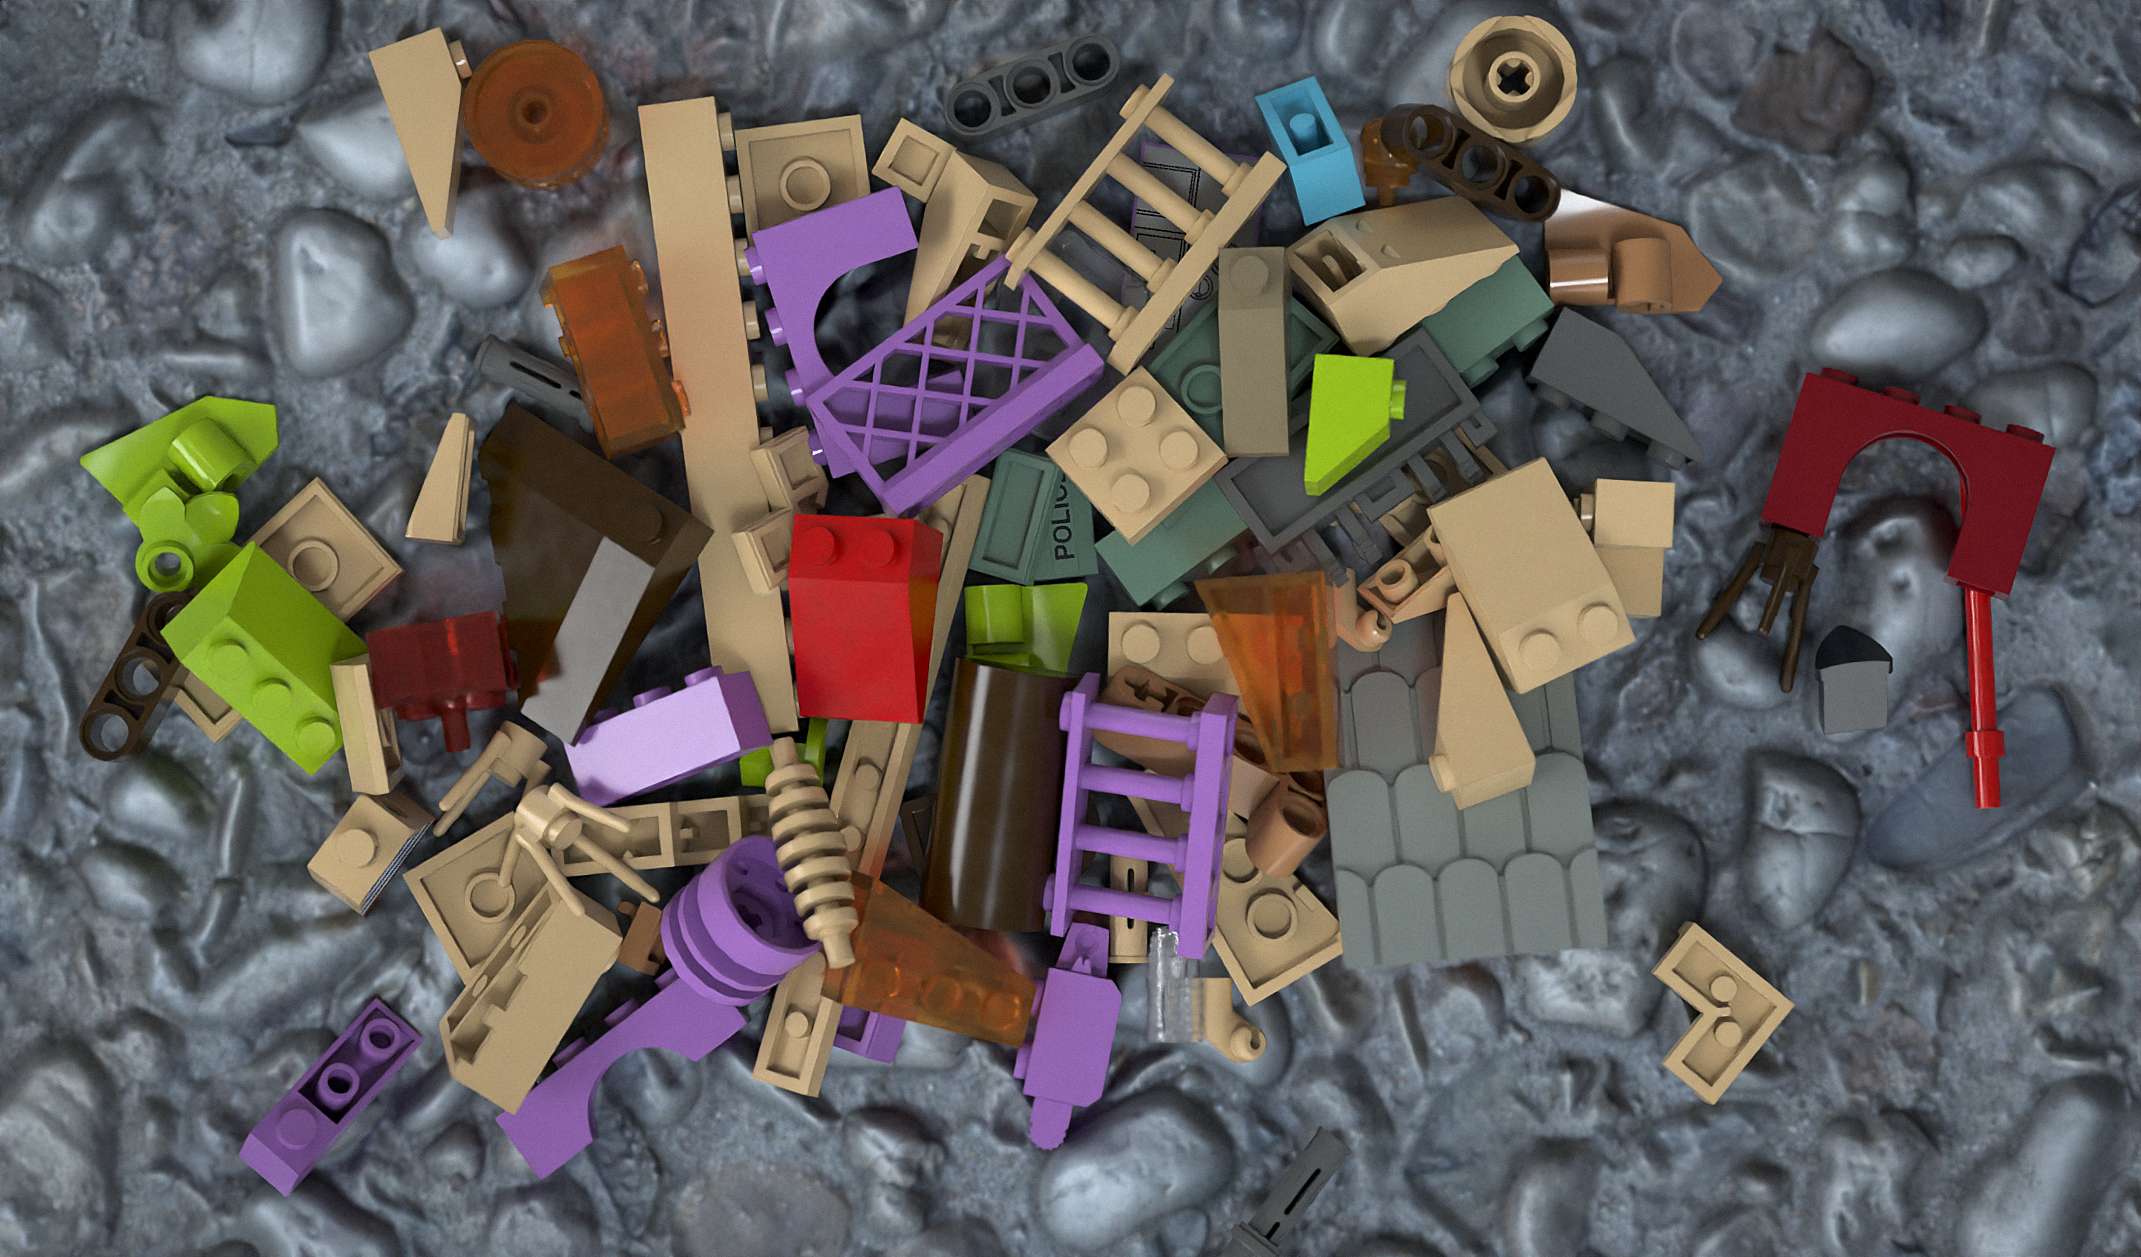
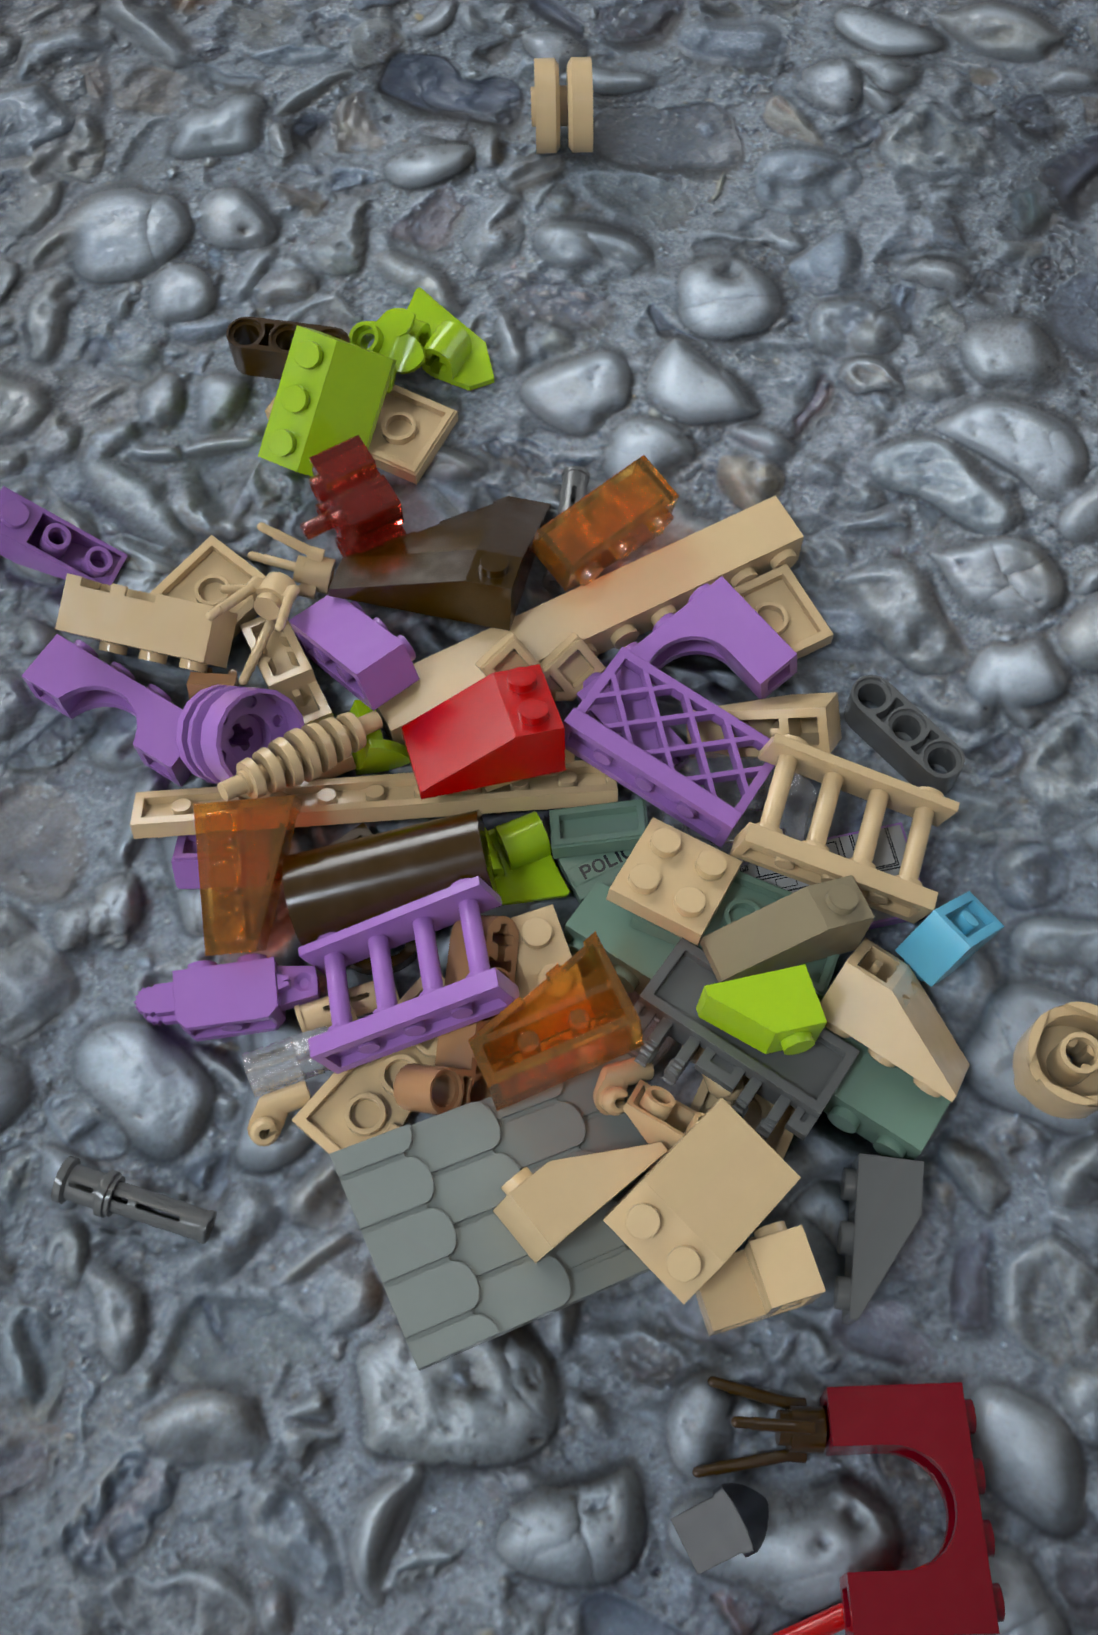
camera: 75 degrees right, 20 degrees down
(367, 732) = (287, 474): tan slope -> none
(369, 847) = (223, 505): tan torso -> none
(426, 102) = (709, 396): tan slope -> none
(444, 498) = (481, 479): tan slope -> none
(501, 128) = (742, 445): clear orange wheel -> none
(913, 161) = (817, 675): tan plate -> none
(1381, 167) = (974, 998): clear orange piece -> none
(1498, 168) = (1010, 1074): dark brown beam -> none
(1622, 260) = (978, 1204): medium nougat panel -> none
(1734, 1008) = (408, 1522): tan panel -> none

